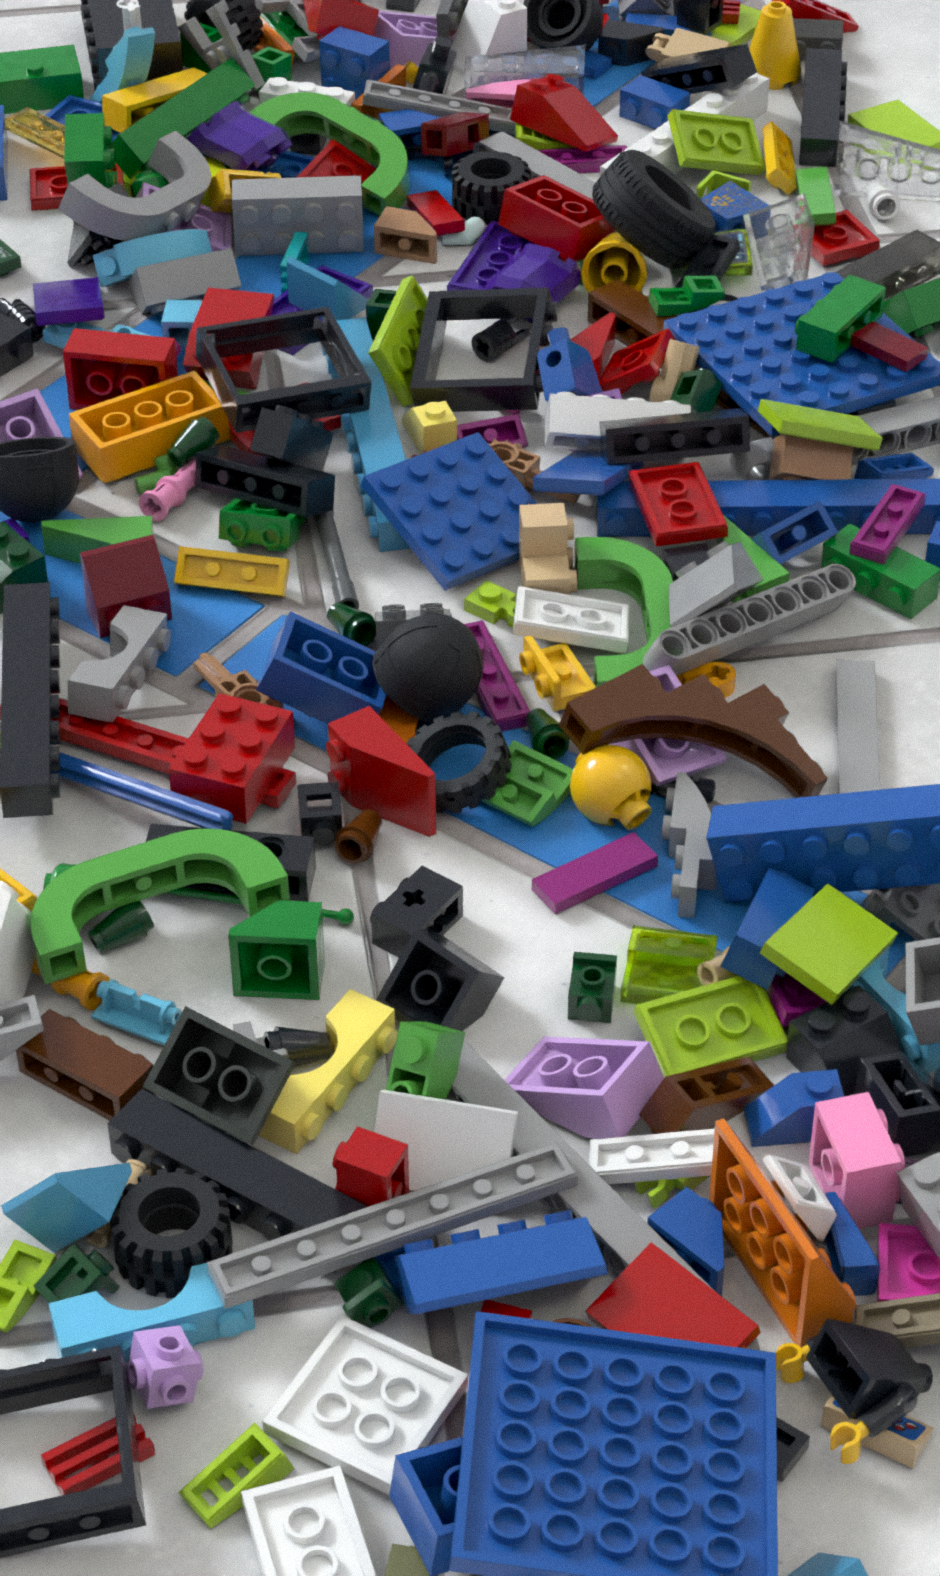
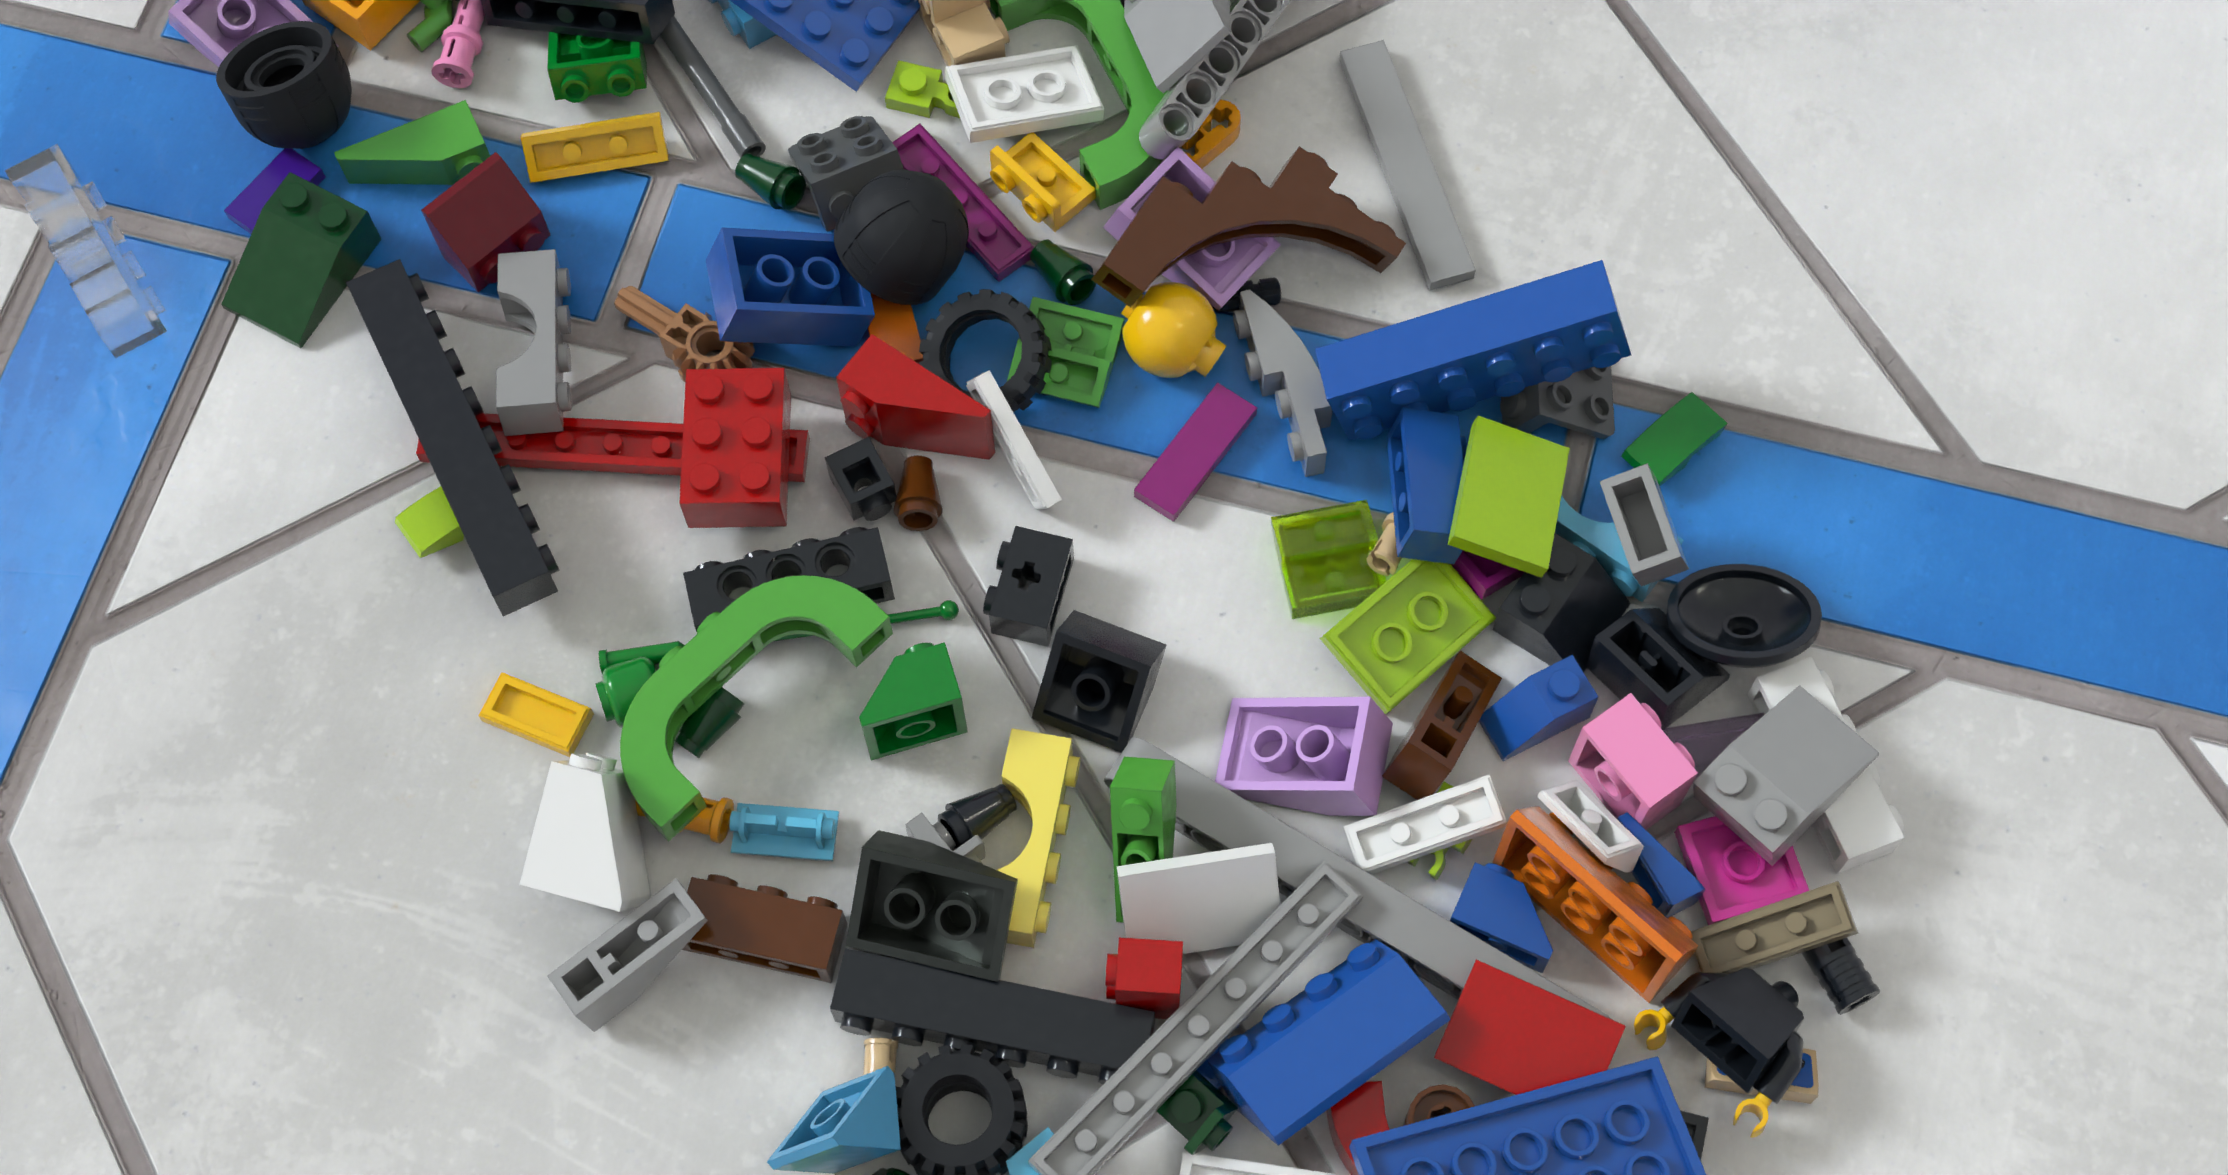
camera: 20 degrees left, 25 degrees up
(144, 794) = (652, 528): blue axle -> none
(448, 813) = (1014, 442): none -> white tile
(592, 987) = (1258, 602): dark green brick -> none

